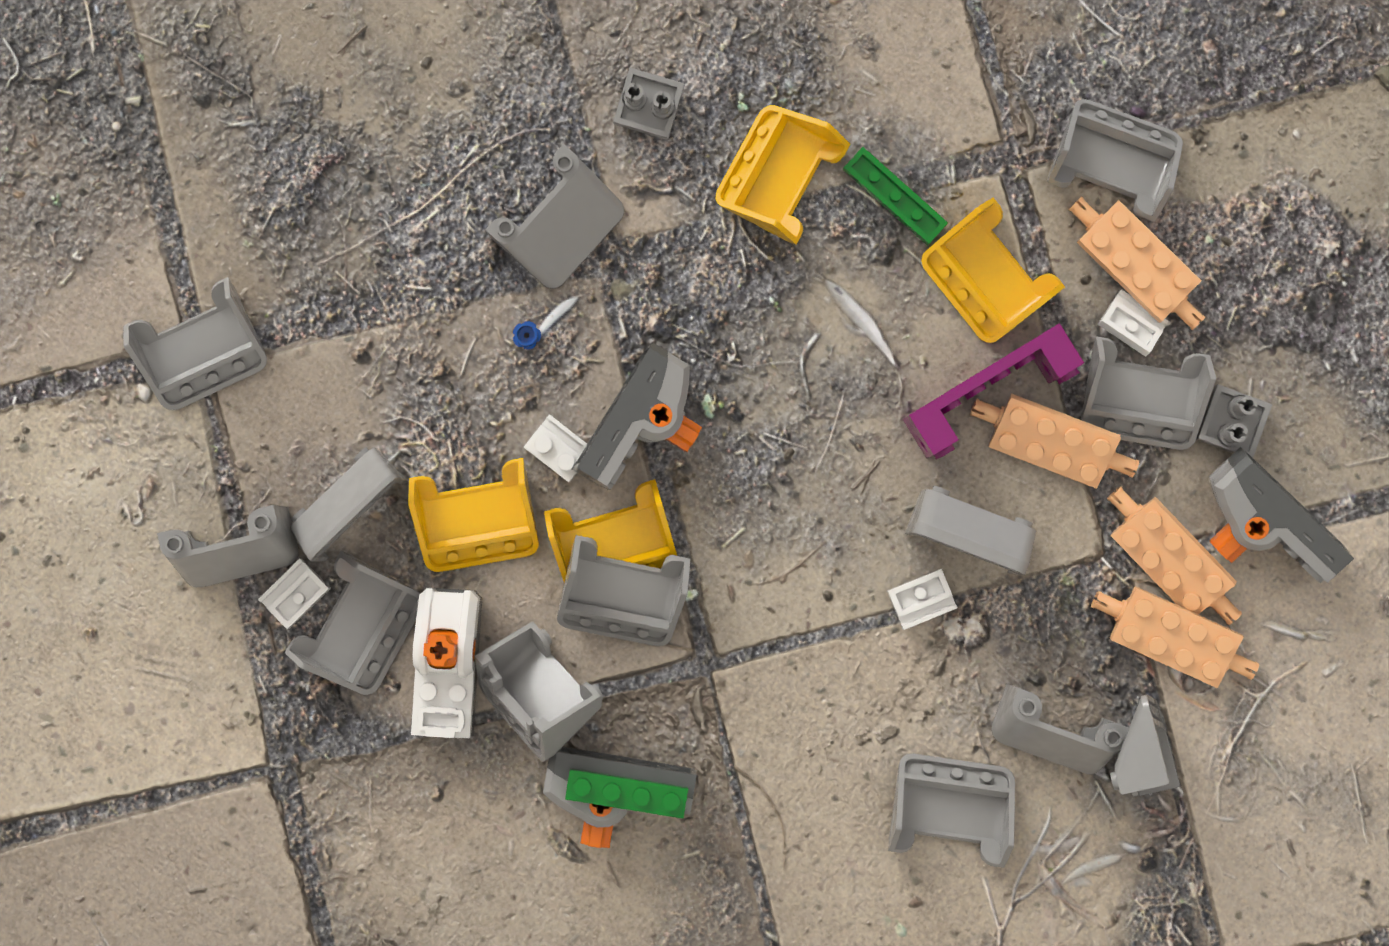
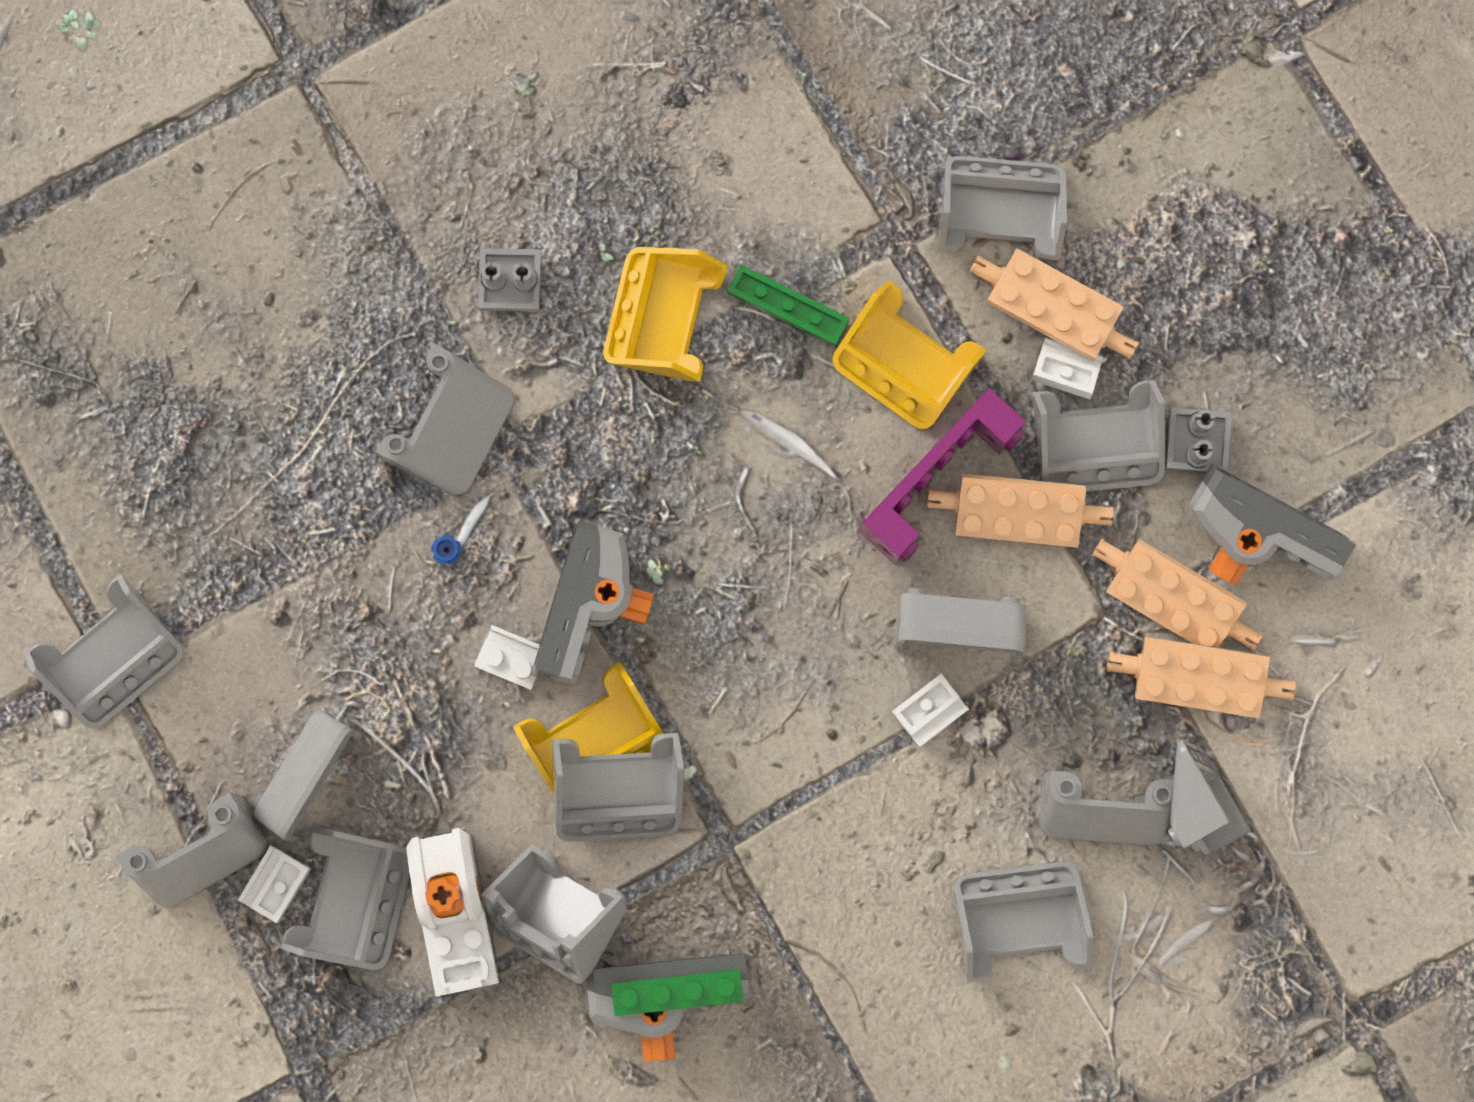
camera: 15 degrees left, 5 degrees down
(474, 522) = (444, 758): yellow windscreen -> none

